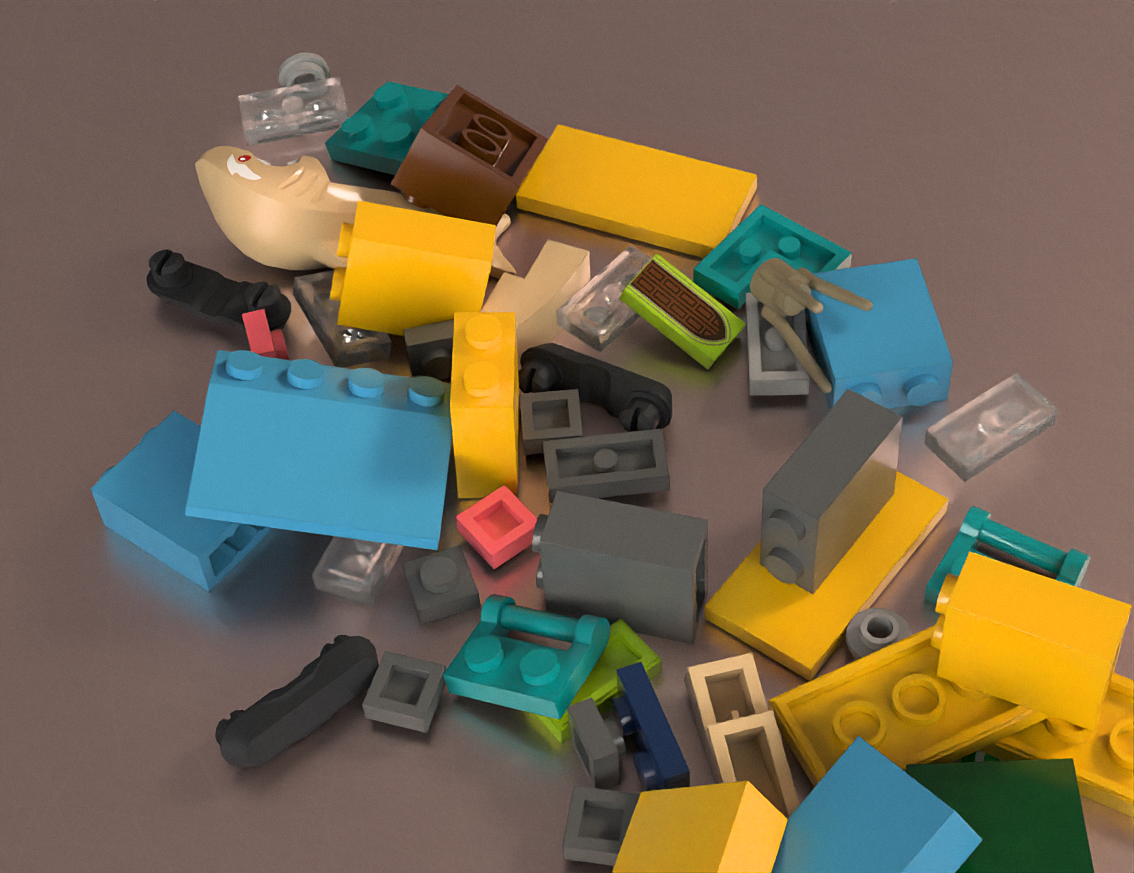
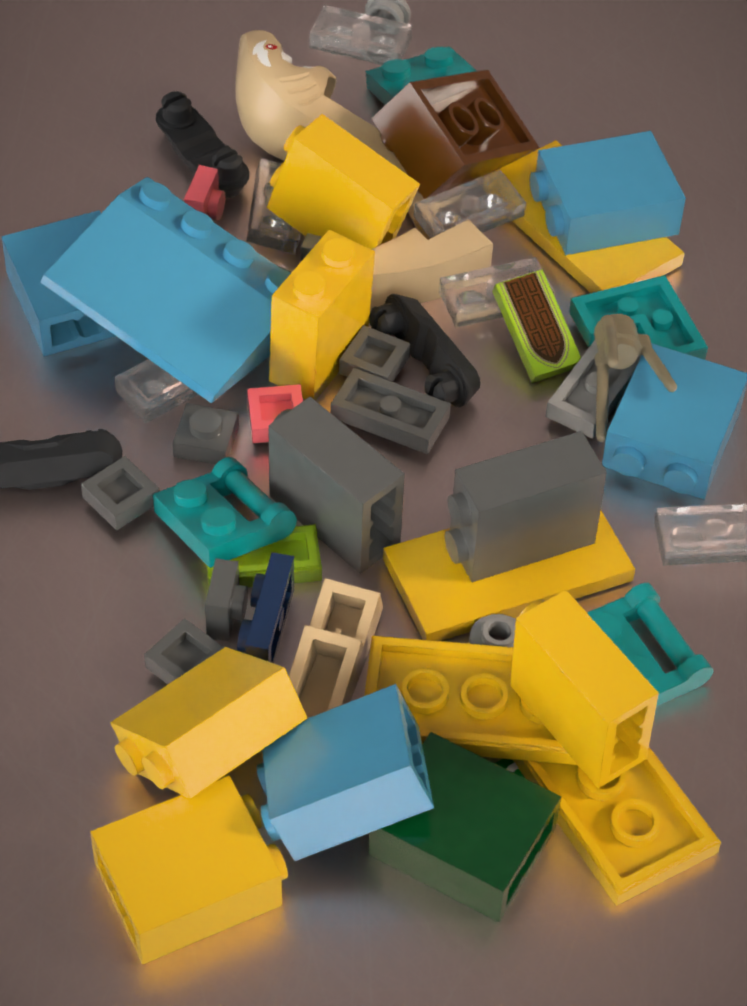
camera: 25 degrees right, 0 degrees up
(540, 215) = (484, 201): none -> clear plate
(655, 150) = (607, 192): none -> dark azure brick

